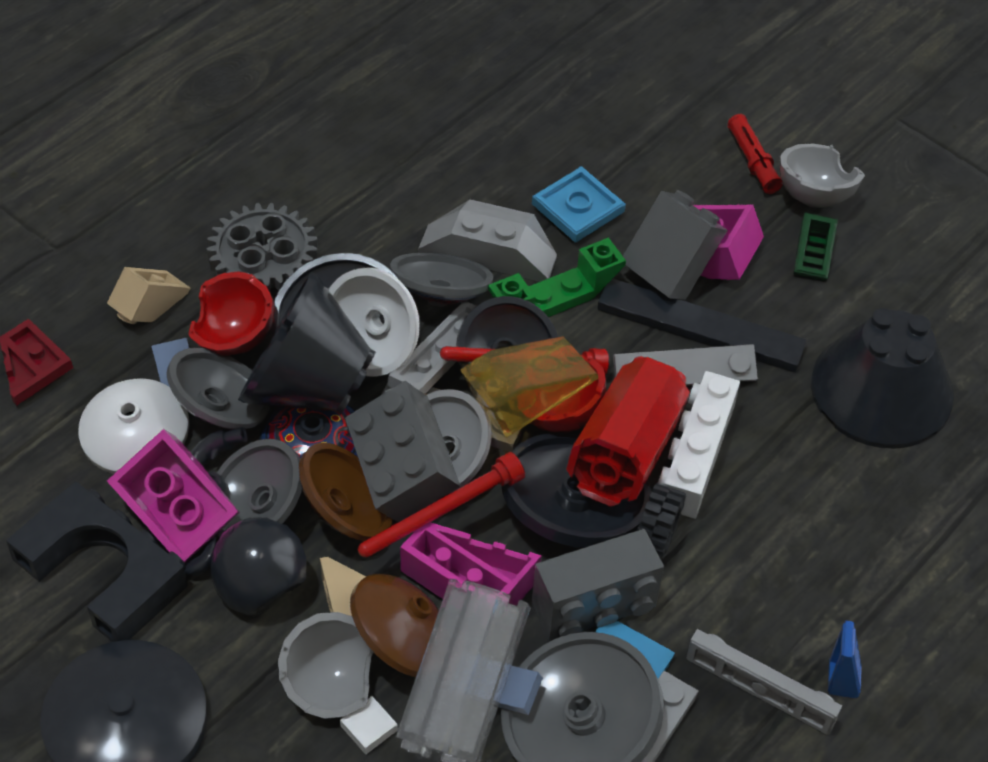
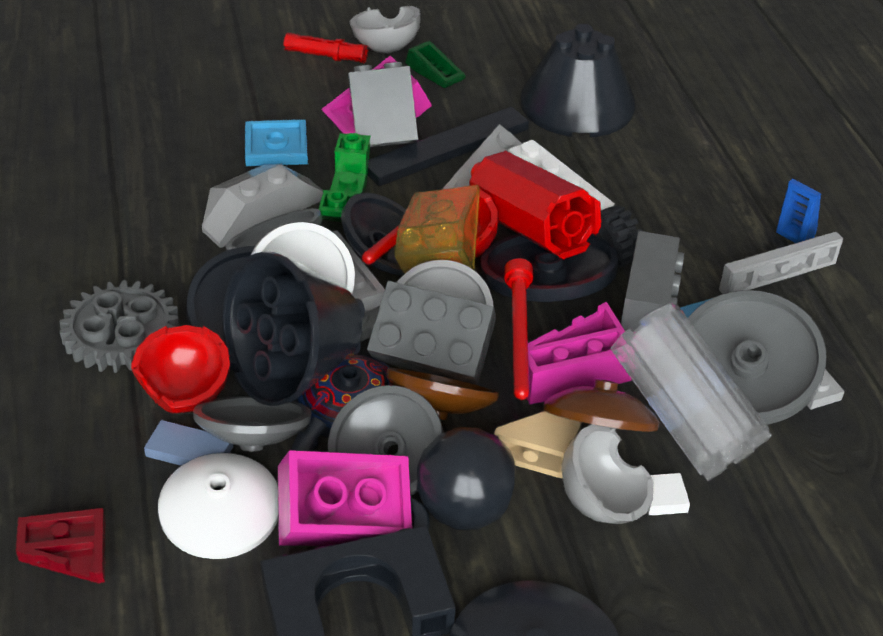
camera: 55 degrees left, 10 degrees down
(145, 294) = (85, 424): tan slope -> none

